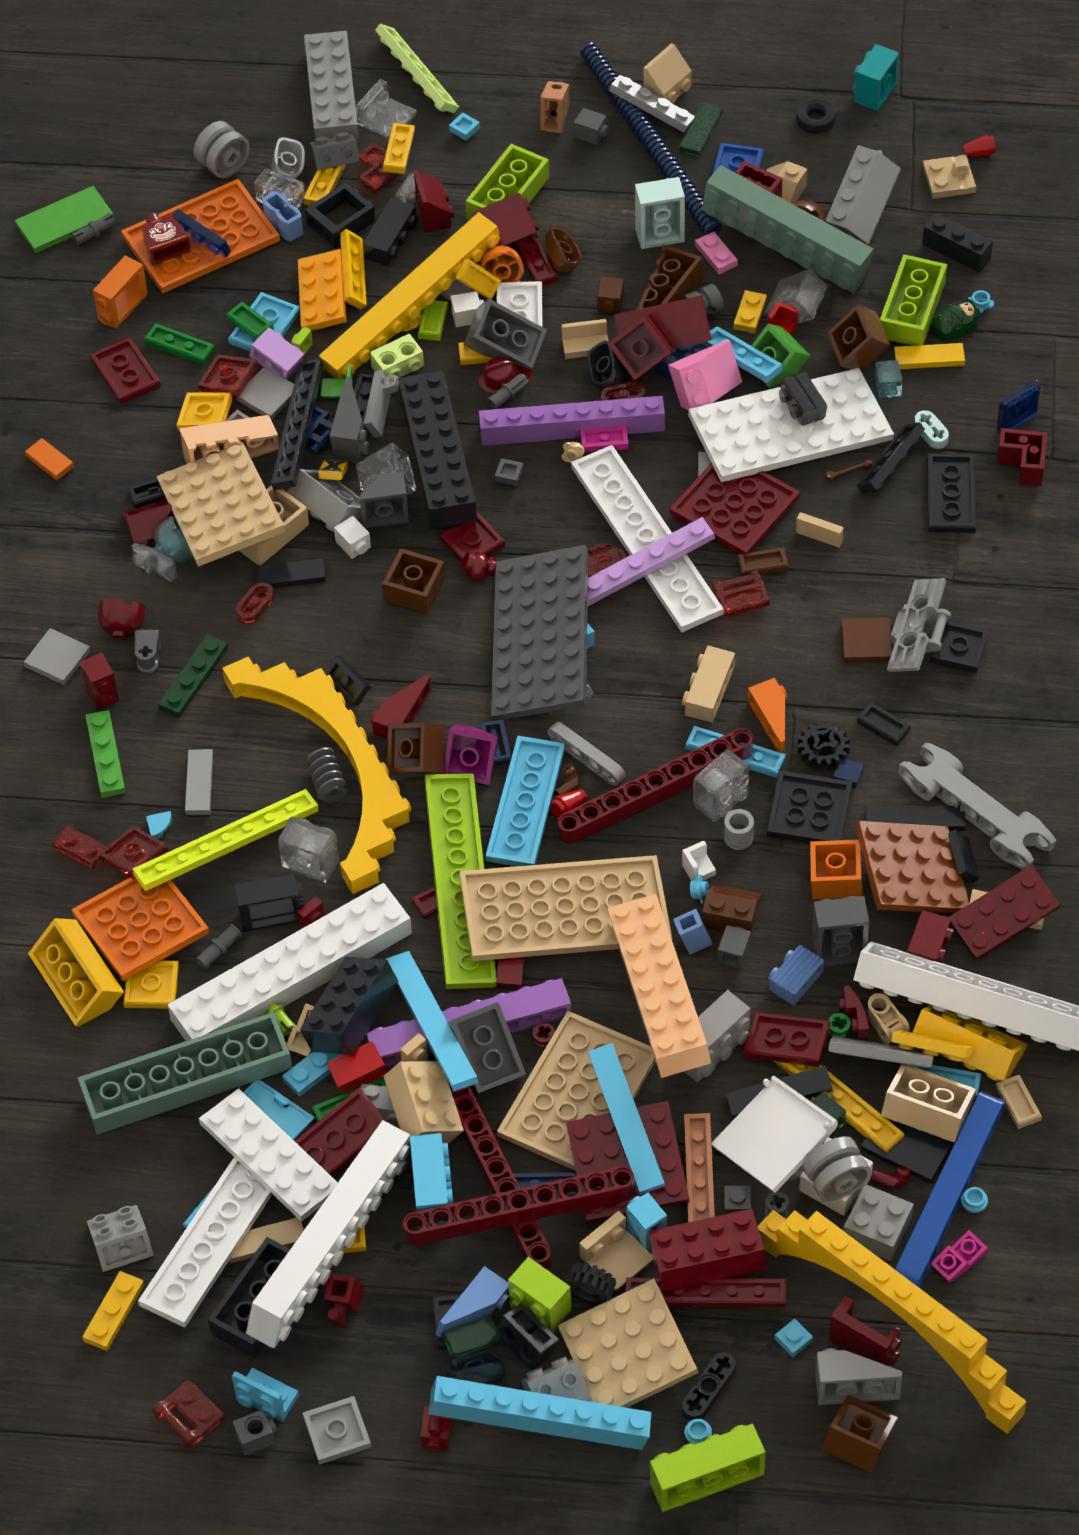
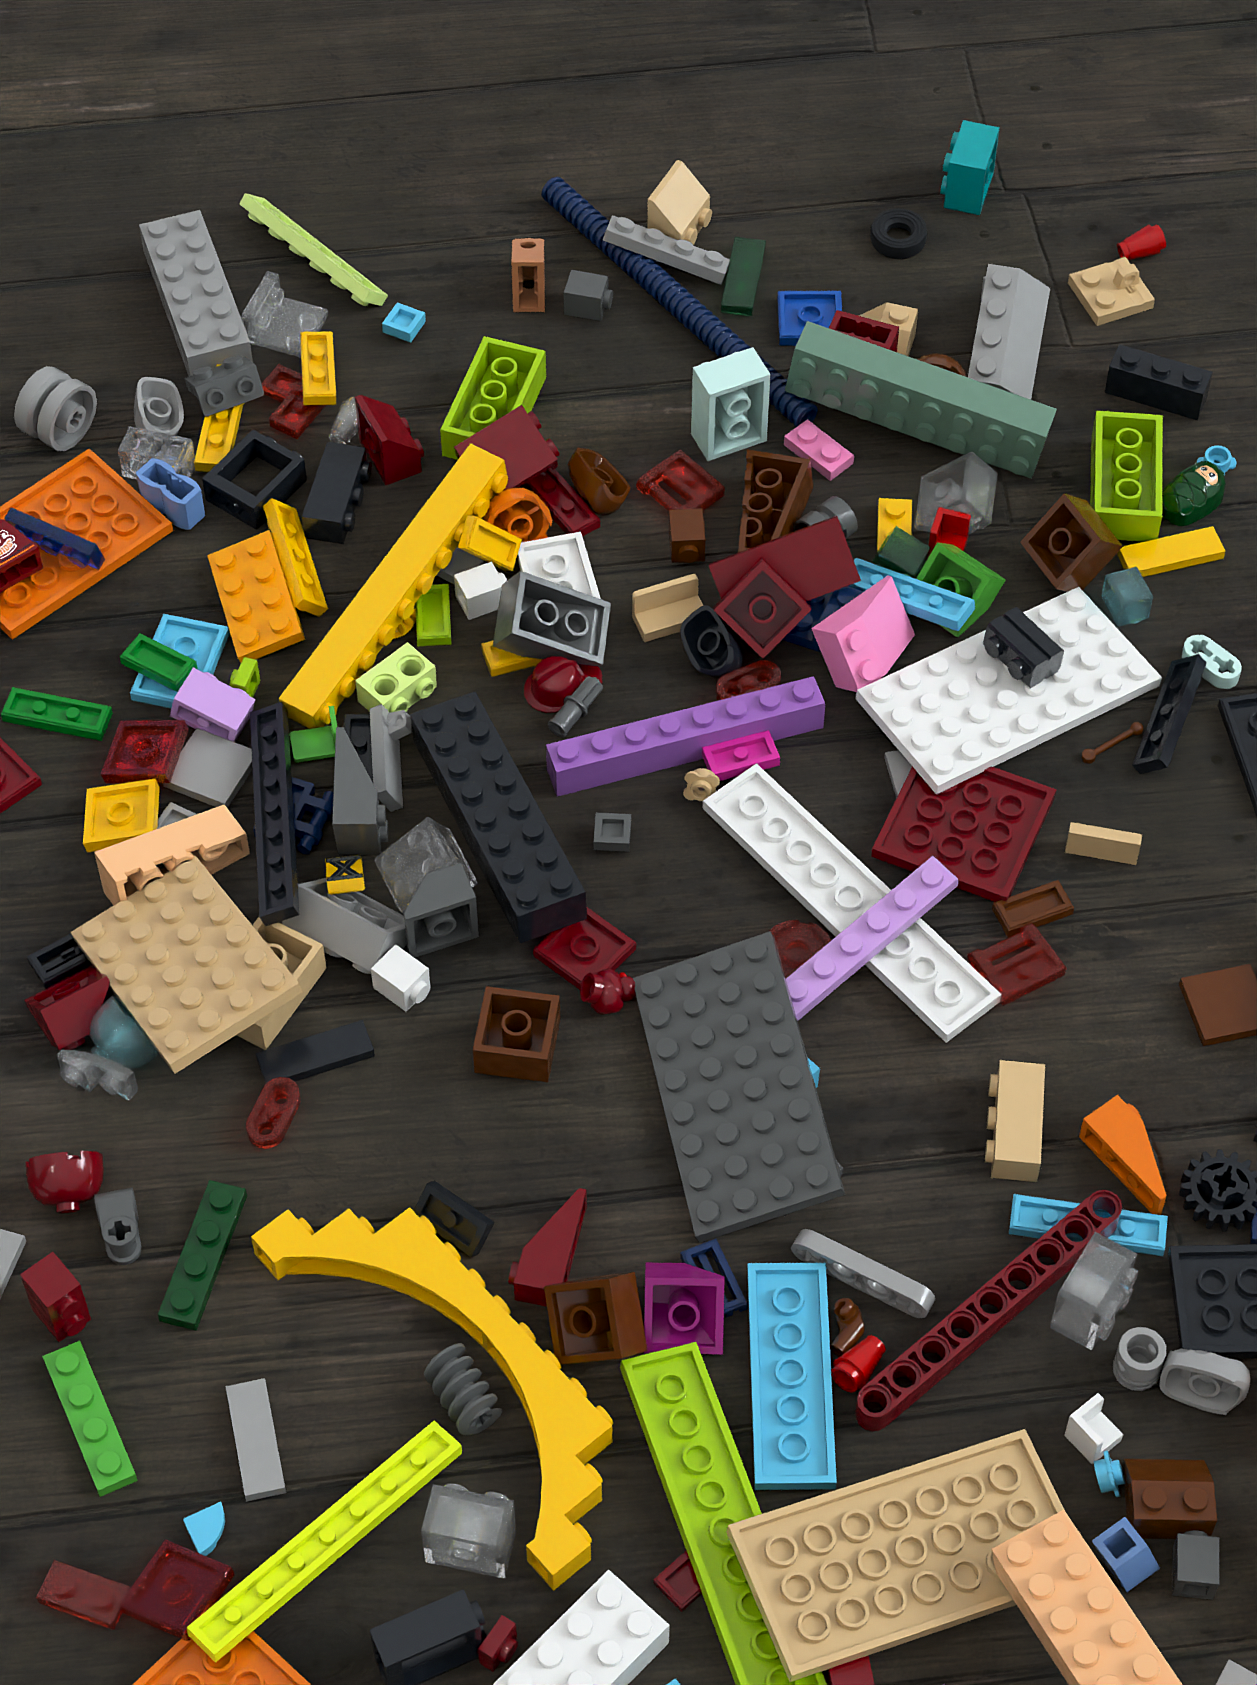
camera: 15 degrees left, 0 degrees up
(621, 258) = (686, 479): none -> clear red plate
(745, 327) = (901, 553): none -> clear green brick
(774, 848) = (1204, 1380): none -> light grey piece

